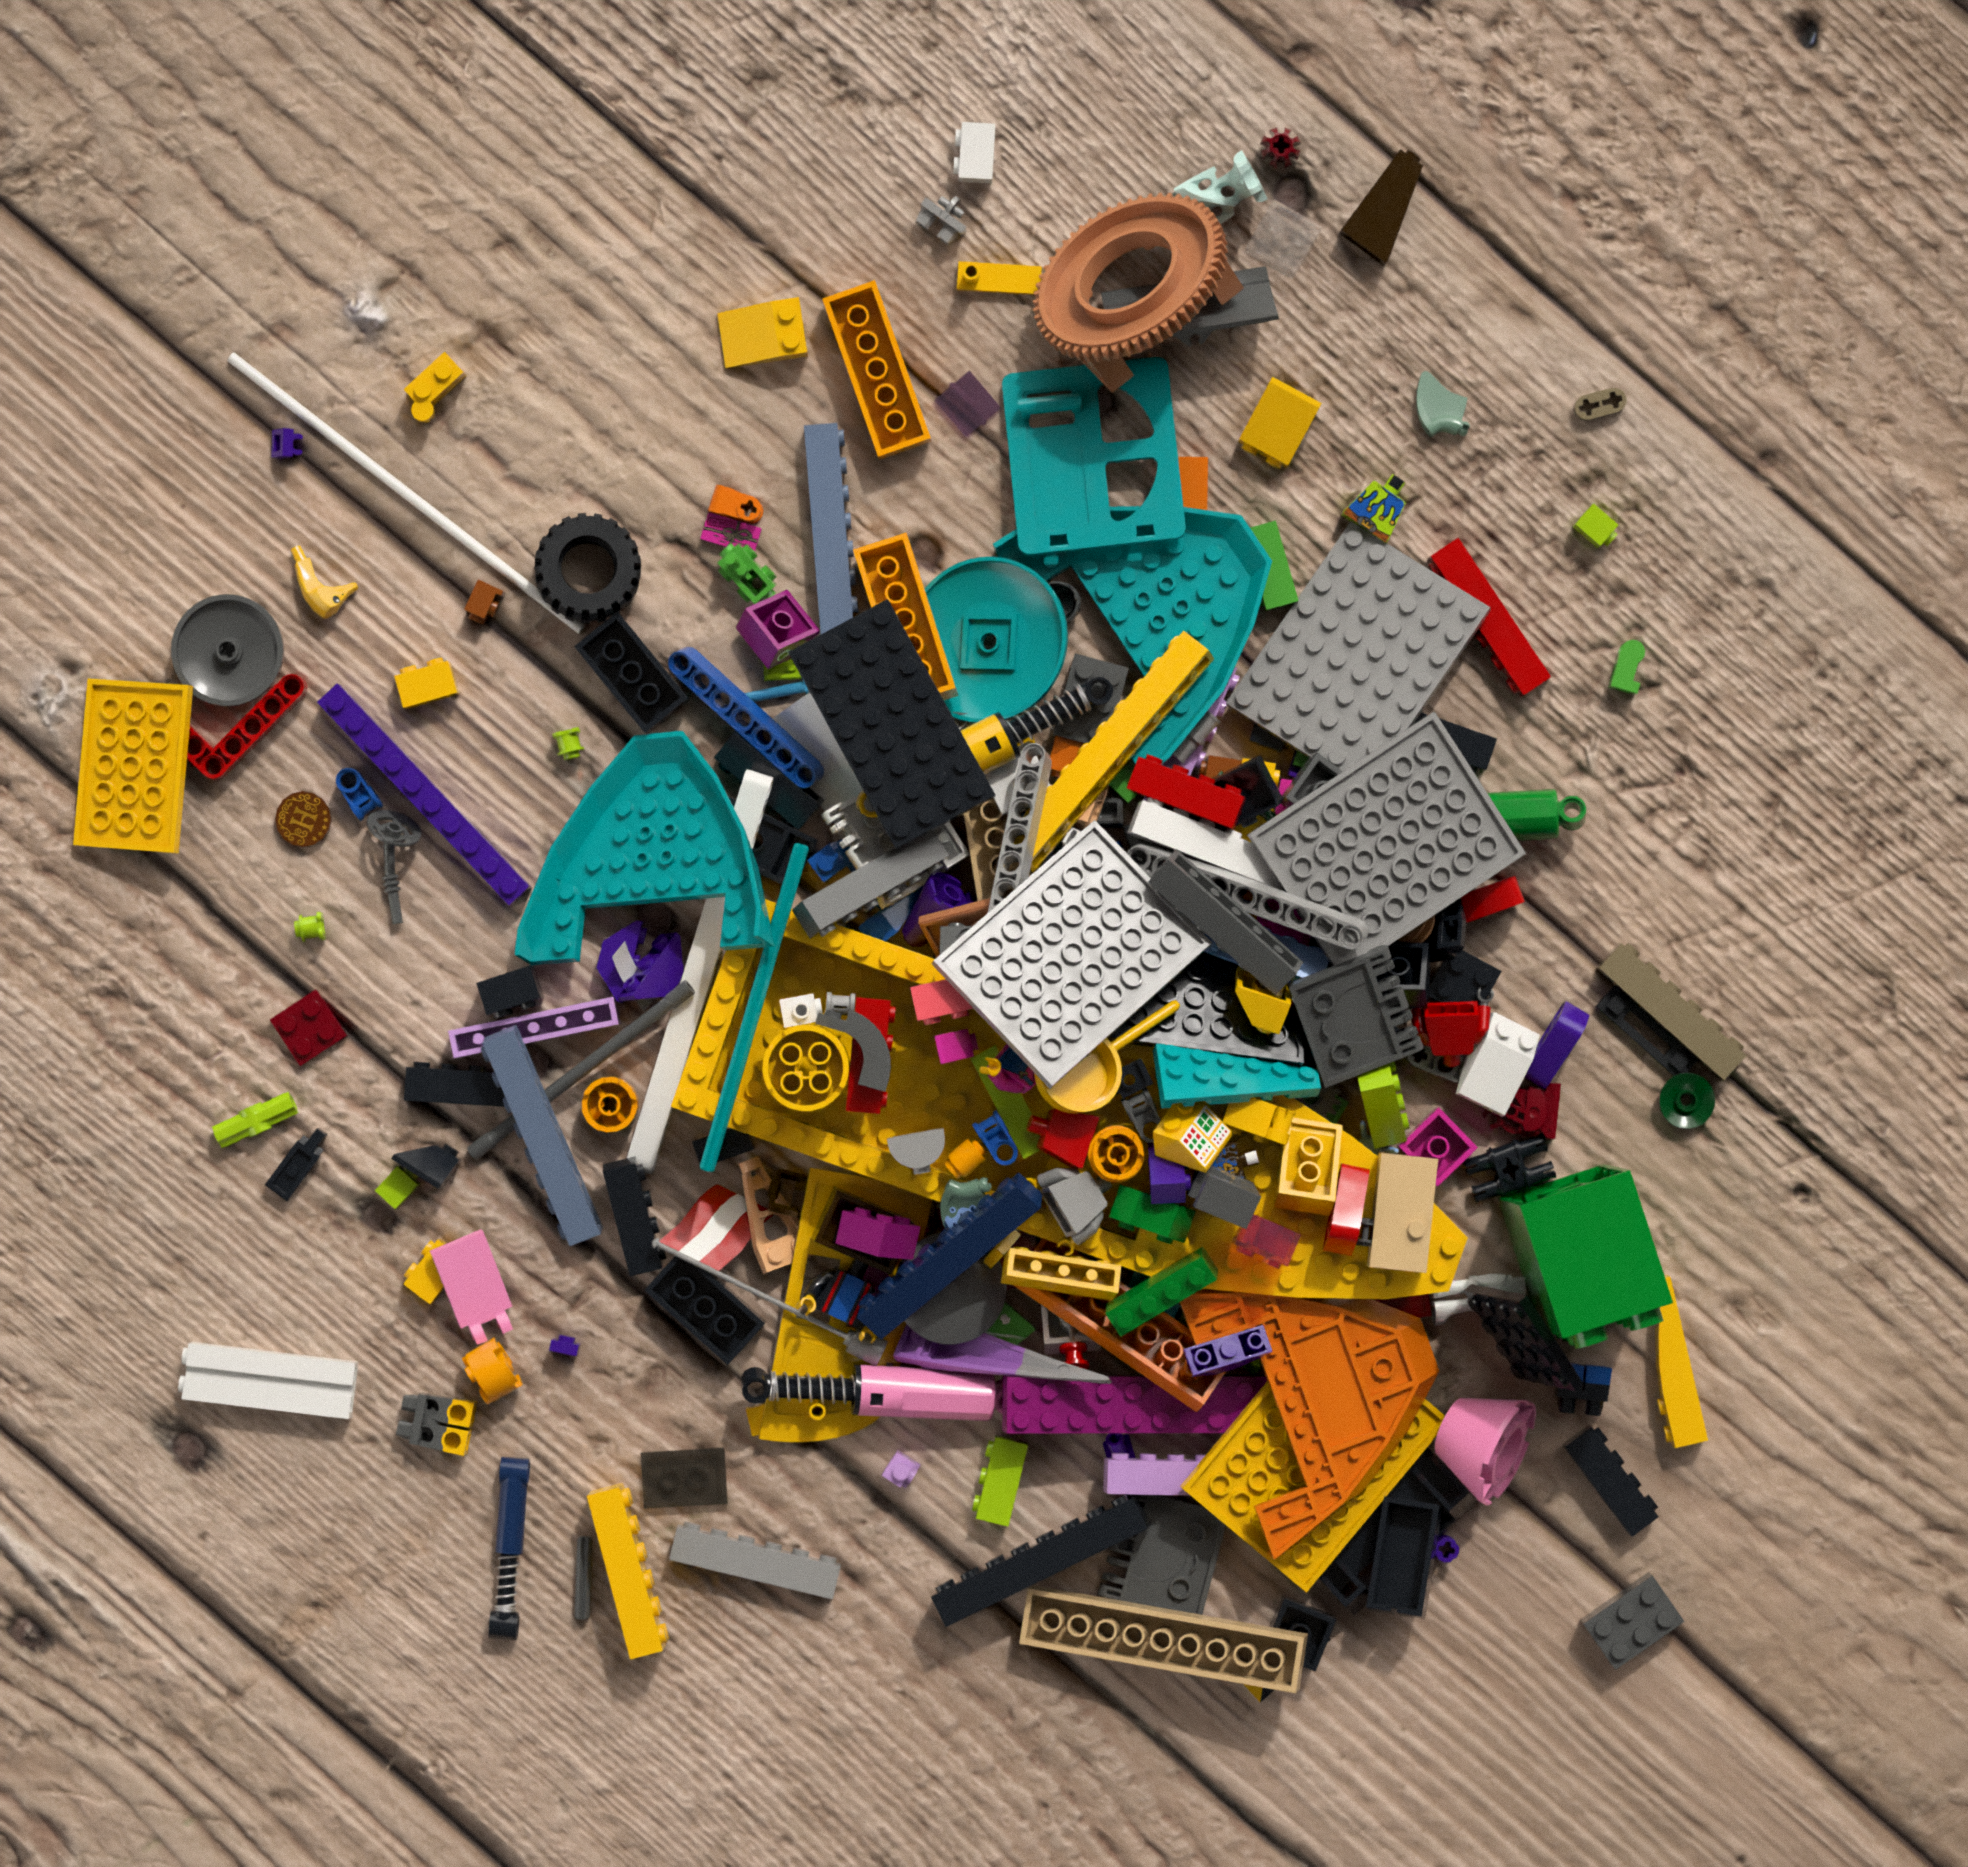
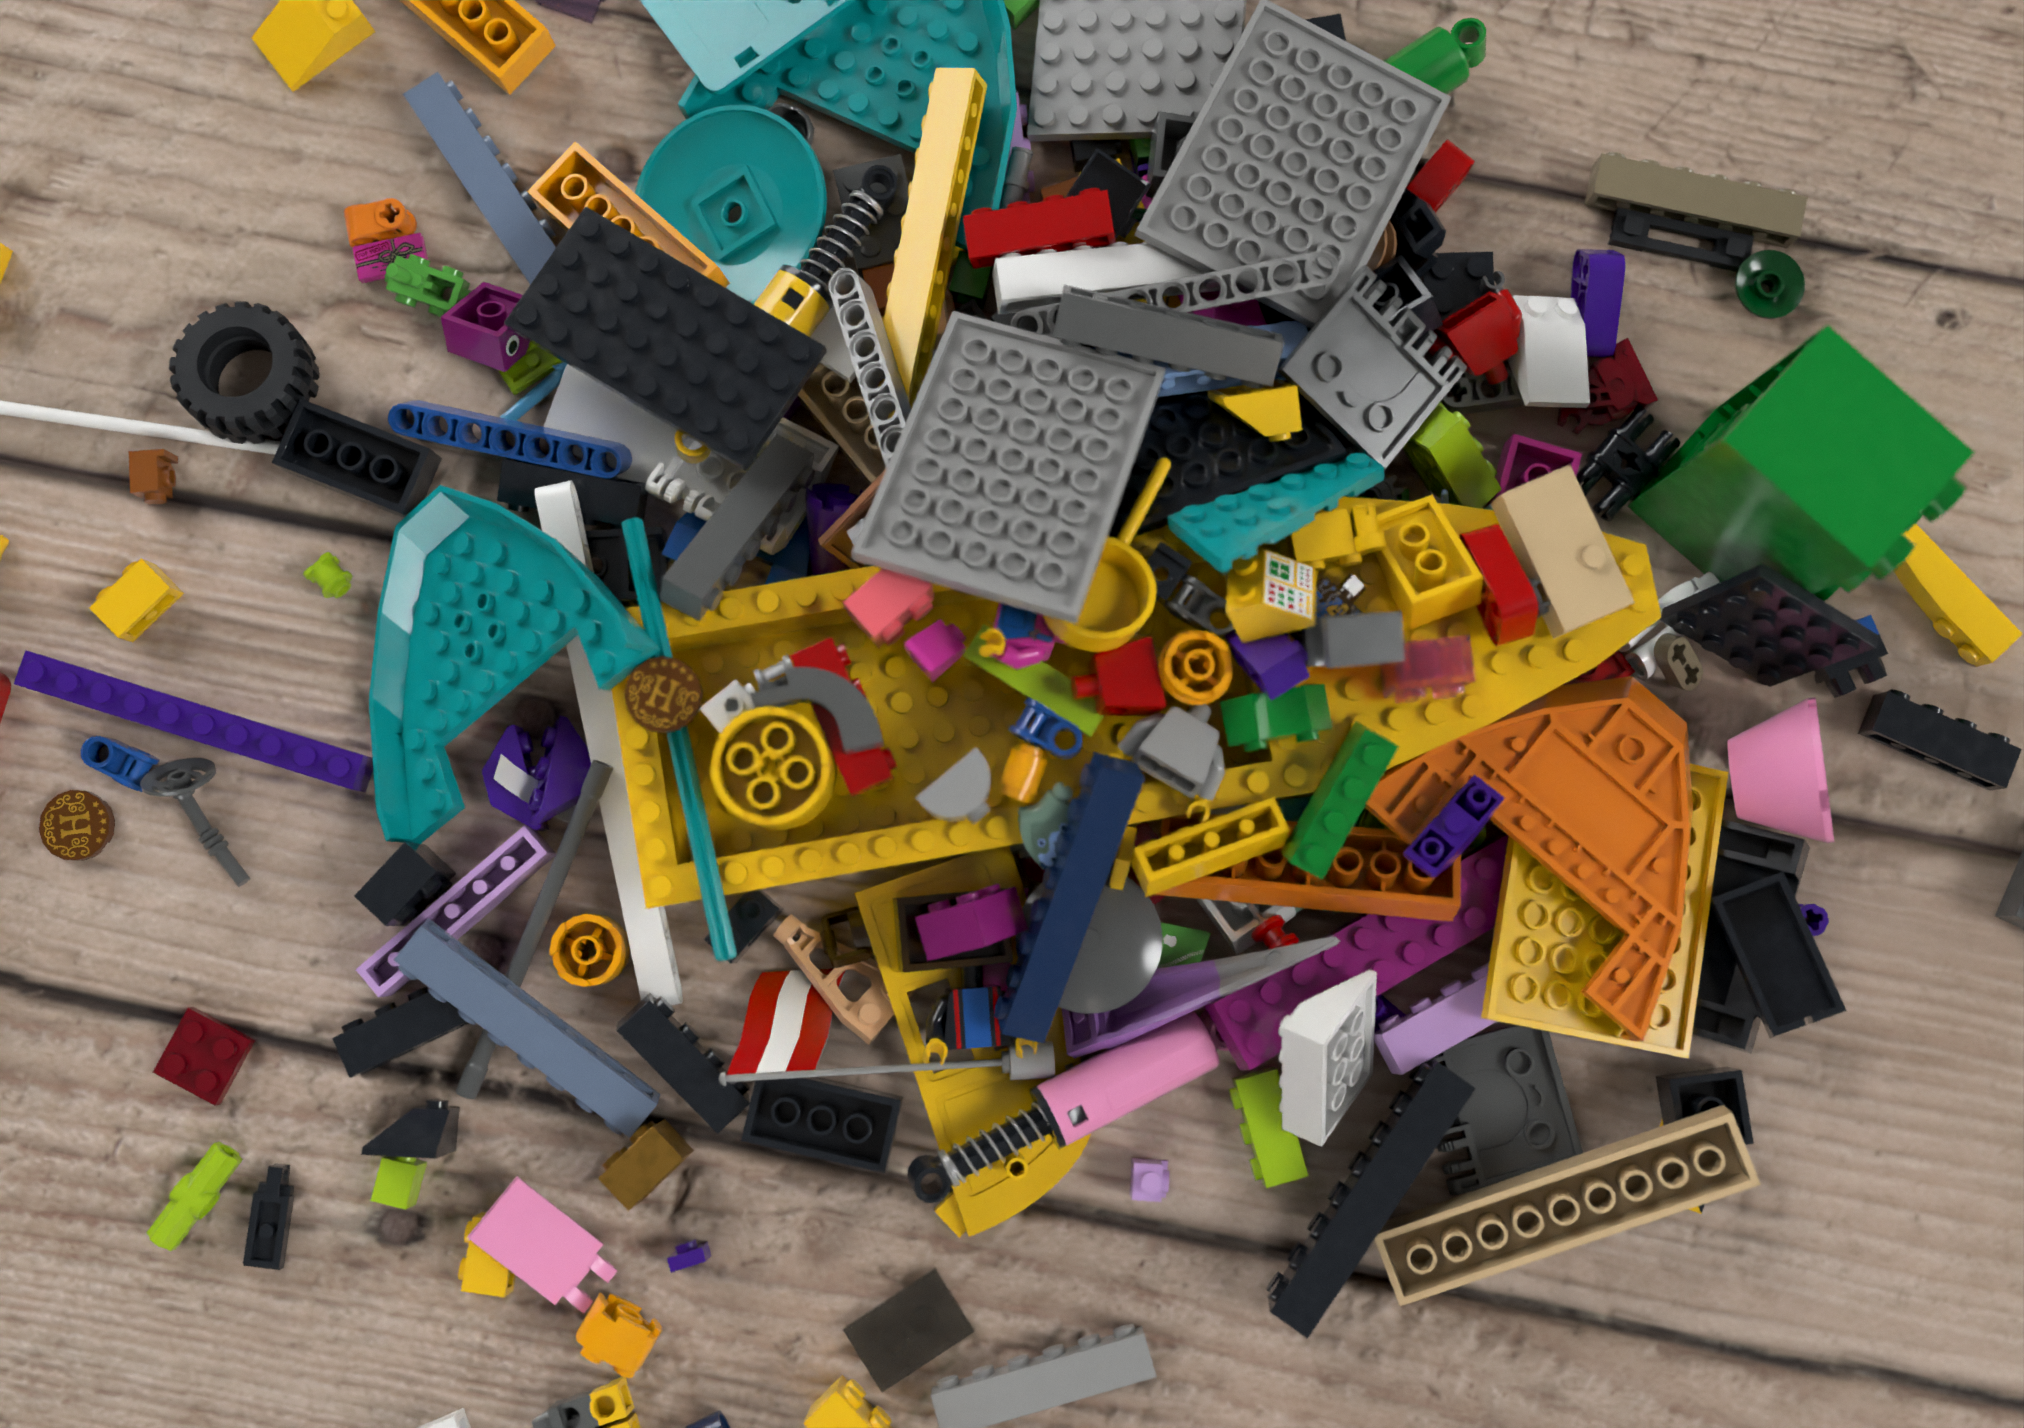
camera: 30 degrees left, 5 degrees down
(310, 927) = (145, 940): lime brick -> none
(571, 1269) = (648, 1162): none -> pearl gold brick
(760, 976) = (663, 695): none -> reddish brown tile
(1063, 1454) = (1327, 1056): none -> white slope
(1457, 1327) = (1682, 669): none -> dark tan beam

